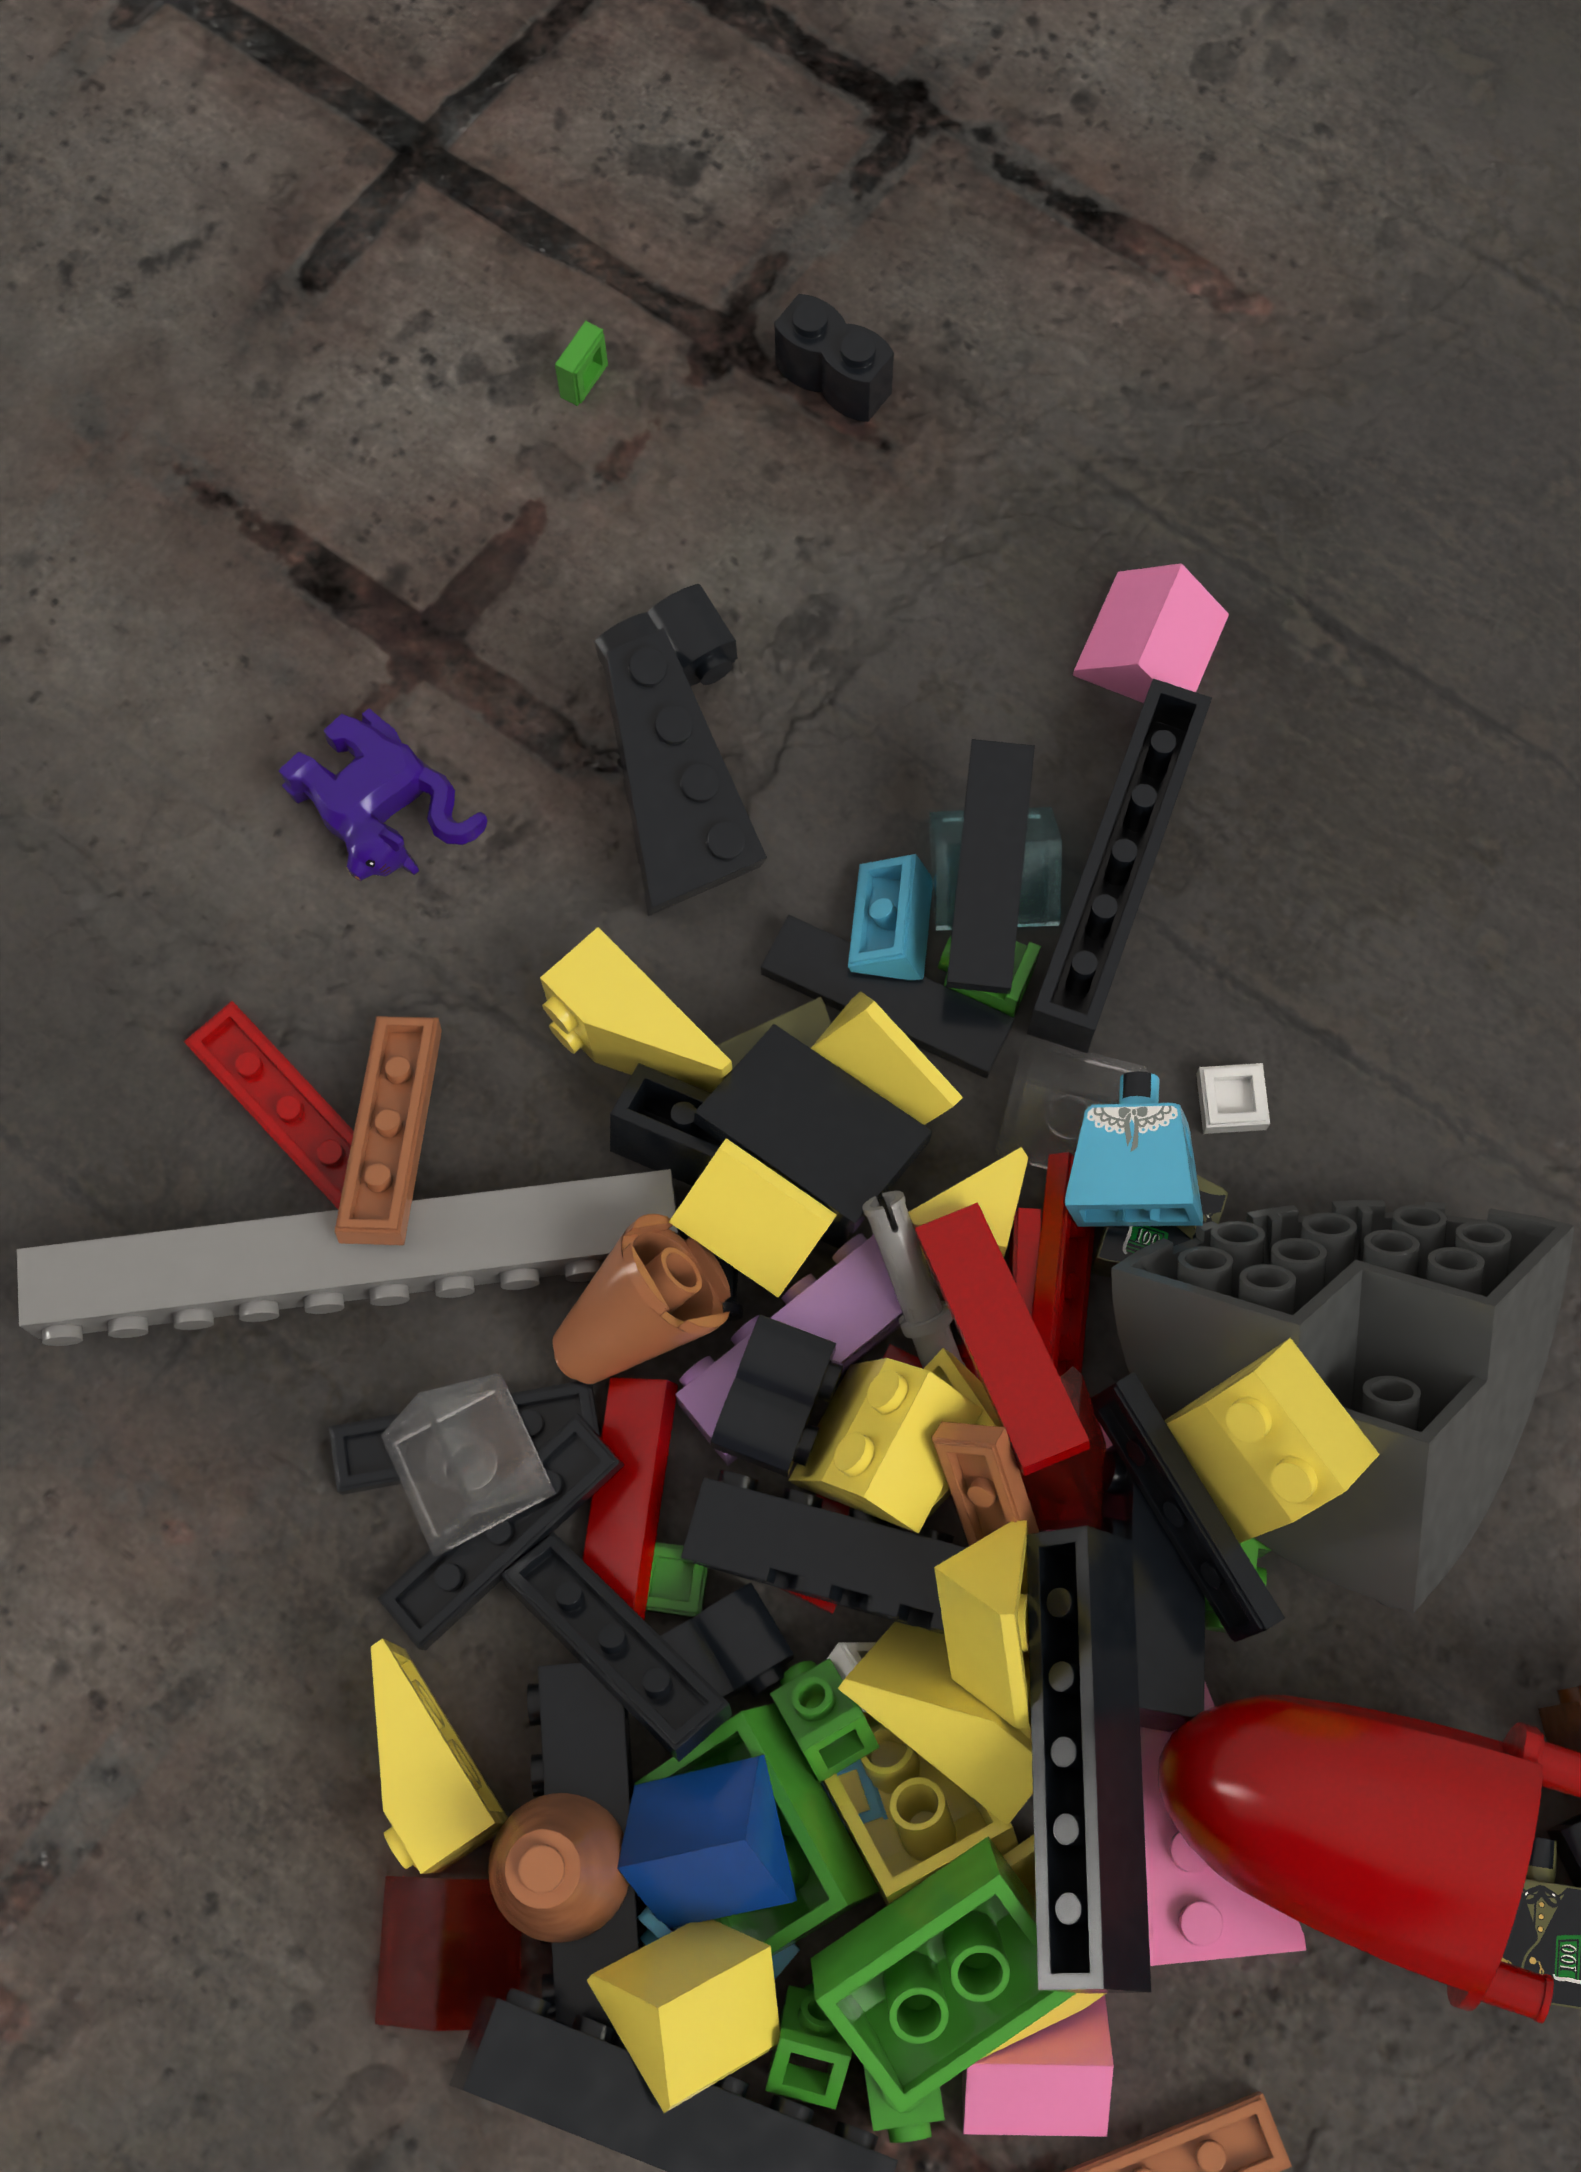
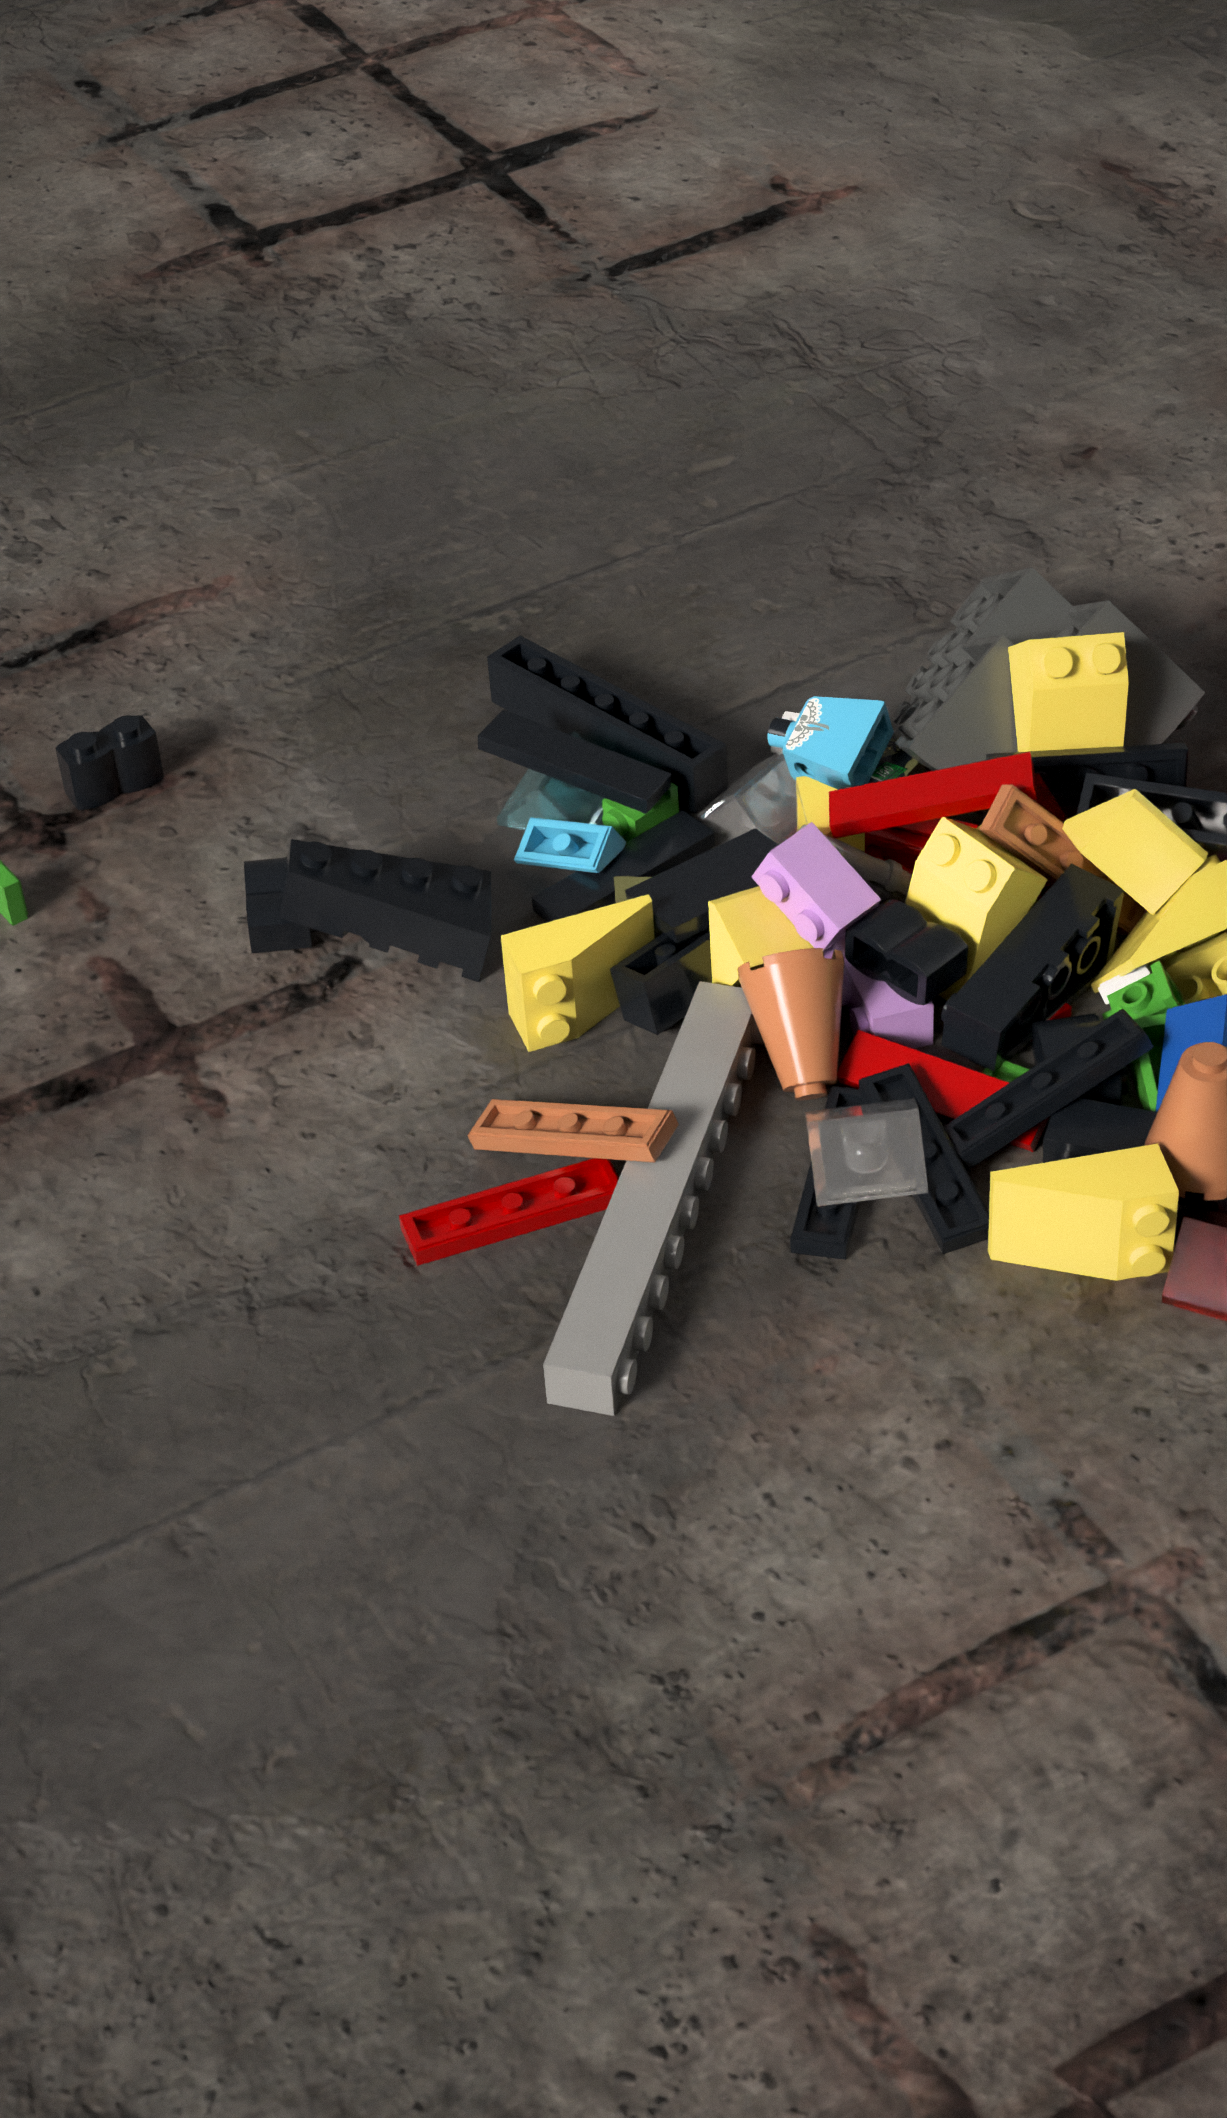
camera: 65 degrees left, 30 degrees down
(371, 790) = (278, 1093): dark purple animal -> none
(797, 1253) = (815, 887): none -> lavender brick
(885, 1060) = (680, 831): light yellow slope -> none
(1152, 627) = (434, 682): bright pink slope -> none

